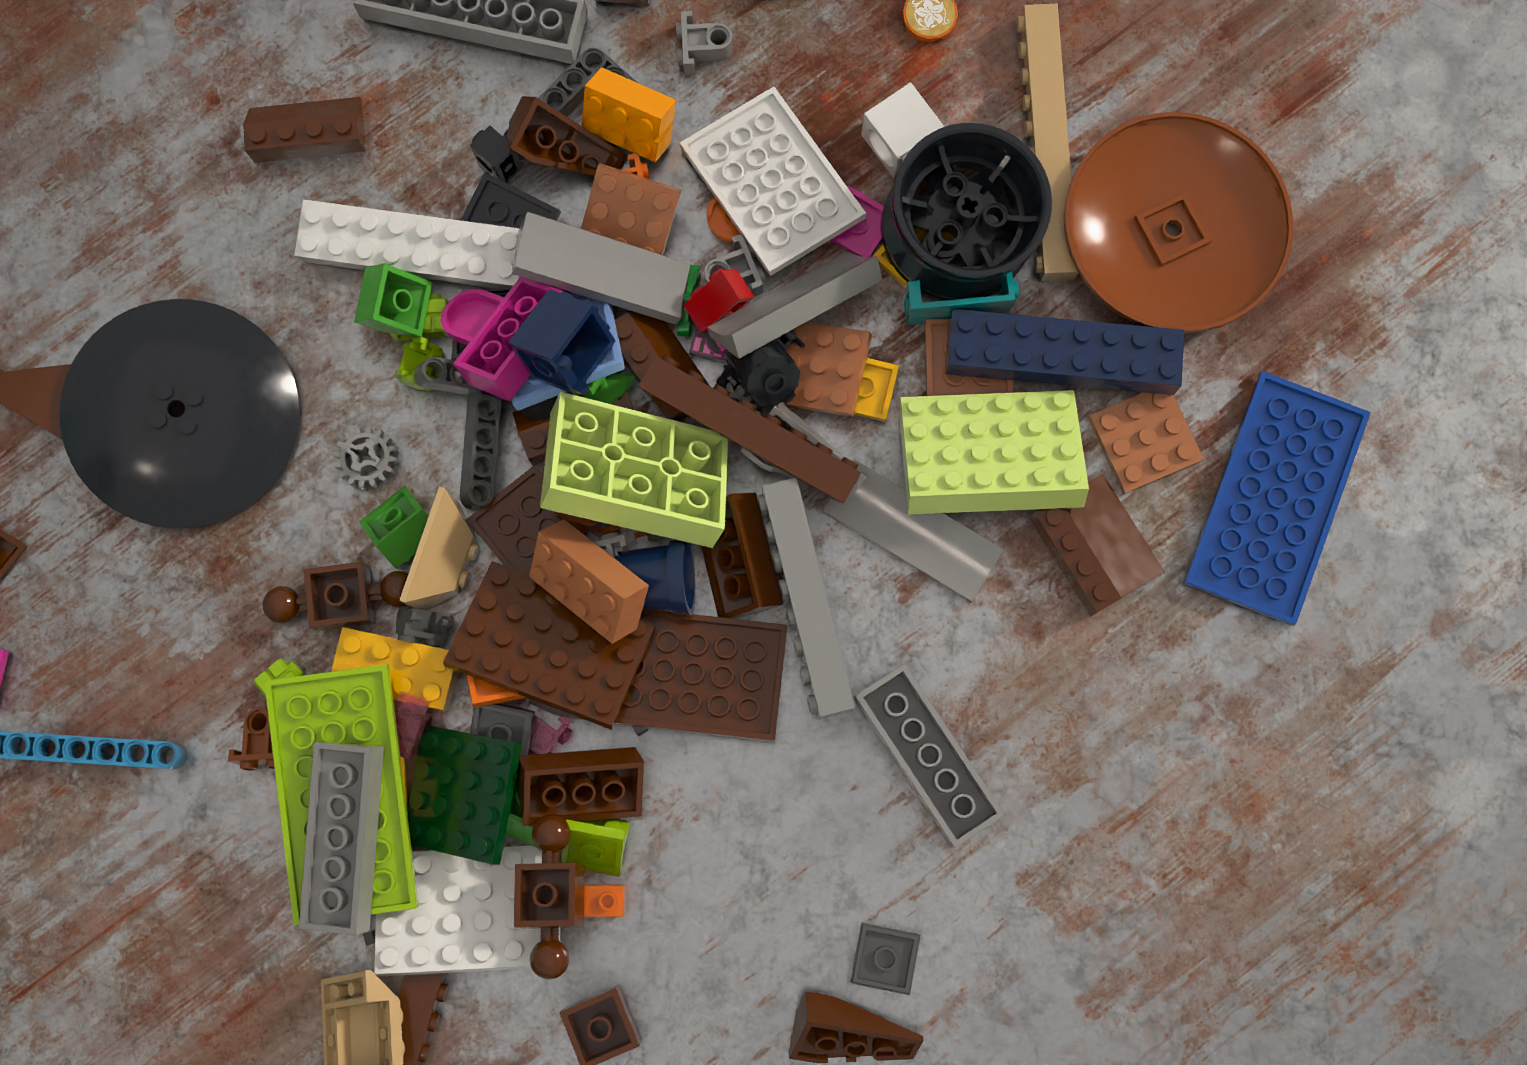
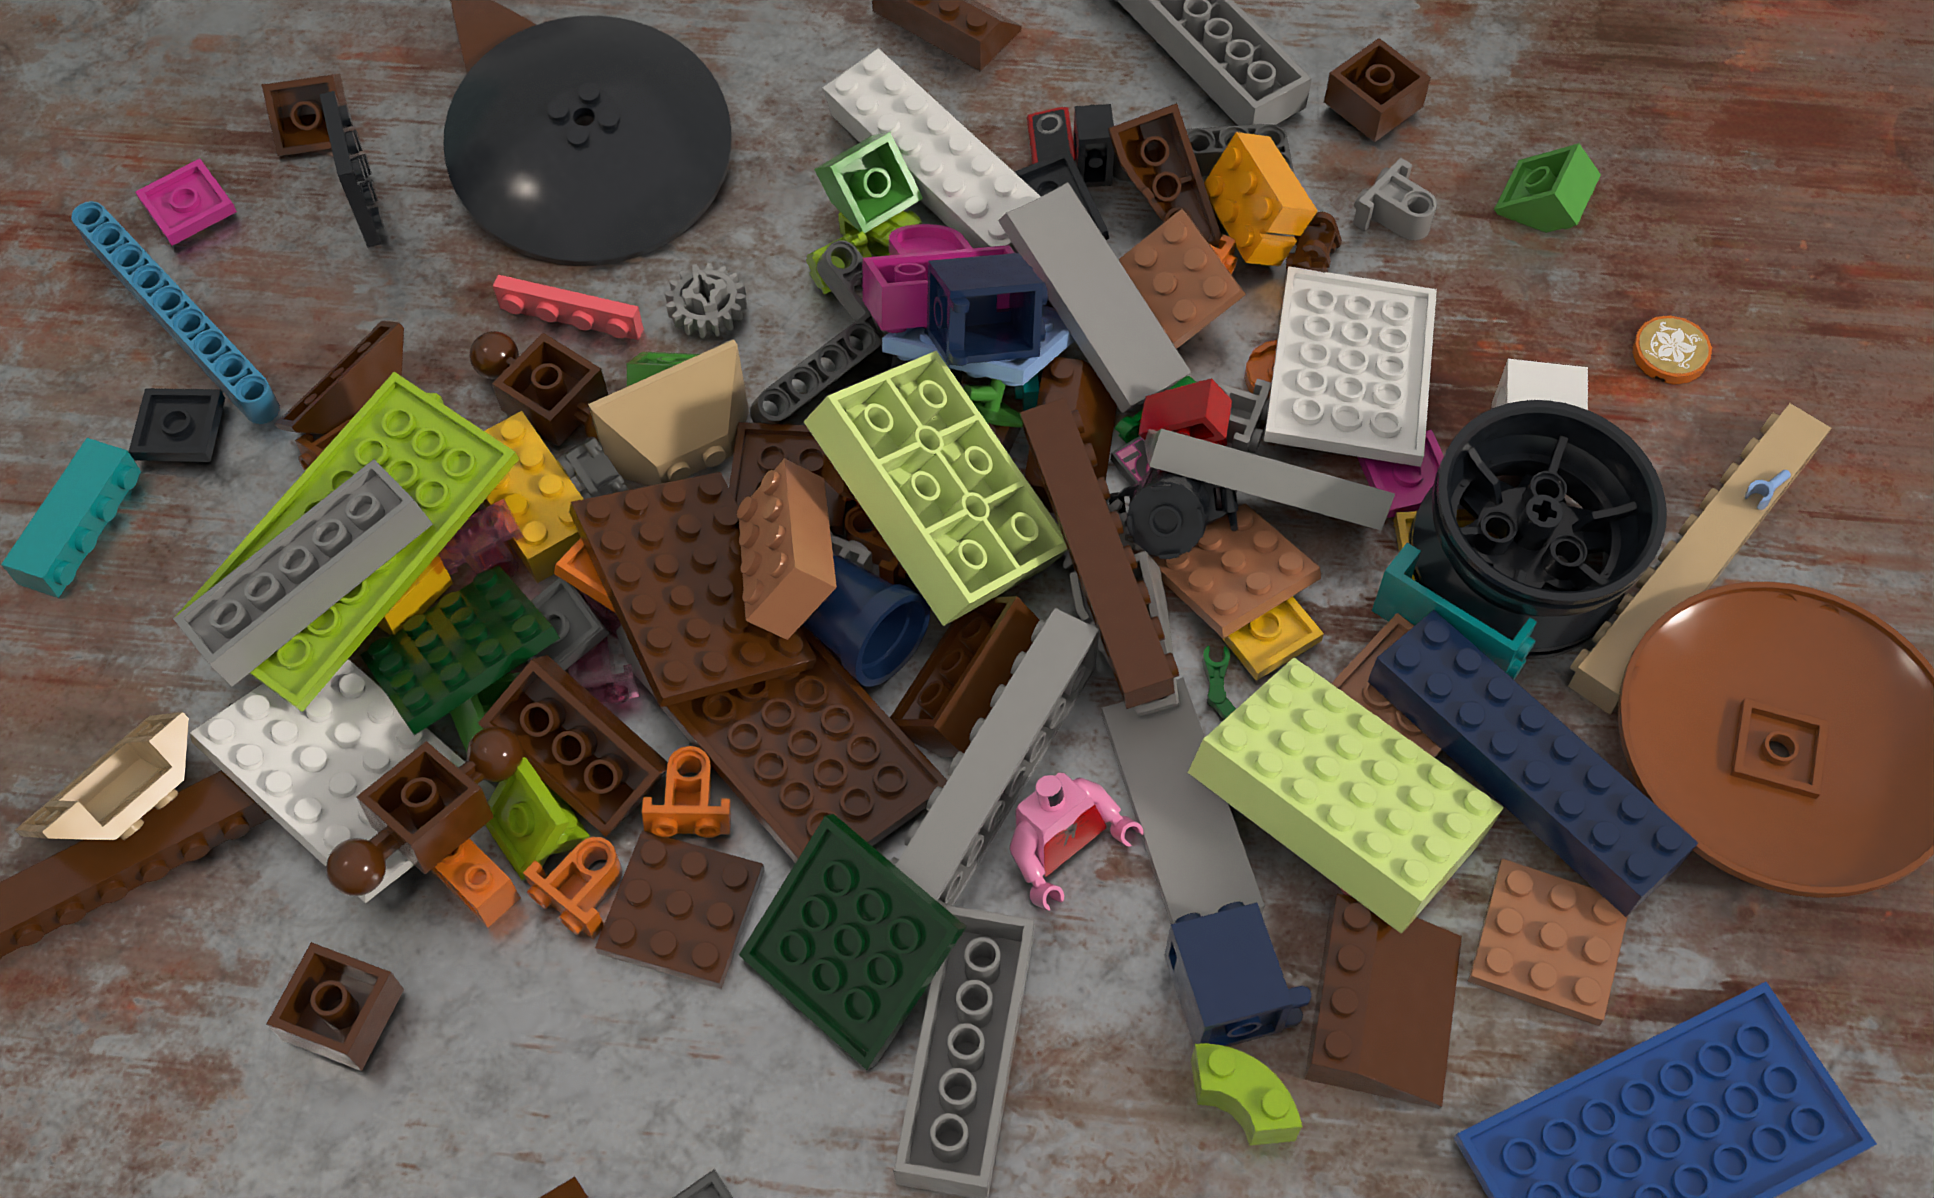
camera: 45 degrees right, 20 degrees down
(66, 566) = (352, 168): none -> black plate
(138, 812) = (177, 425): none -> black plate
(146, 919) = (72, 518): none -> teal brick
(216, 701) = (349, 383): none -> reddish brown wedge
(279, 541) = (568, 307): none -> coral plate
(459, 167) = (1050, 133): none -> slope
(653, 856) = (574, 888): none -> orange pin
(665, 758) = (687, 800): none -> orange pin
(686, 119) = (1316, 244): none -> reddish brown piece
(714, 814) = (680, 909): none -> reddish brown plate
(827, 757) = (851, 941): none -> dark green plate
(864, 599) = (1057, 824): none -> bright pink torso
(872, 448) = (1215, 674): none -> green piece
(1020, 603) = (1230, 977): none -> dark blue container
(1056, 74) = (1767, 488): none -> light blue hand
(1074, 650) = (1247, 1092): none -> lime brick

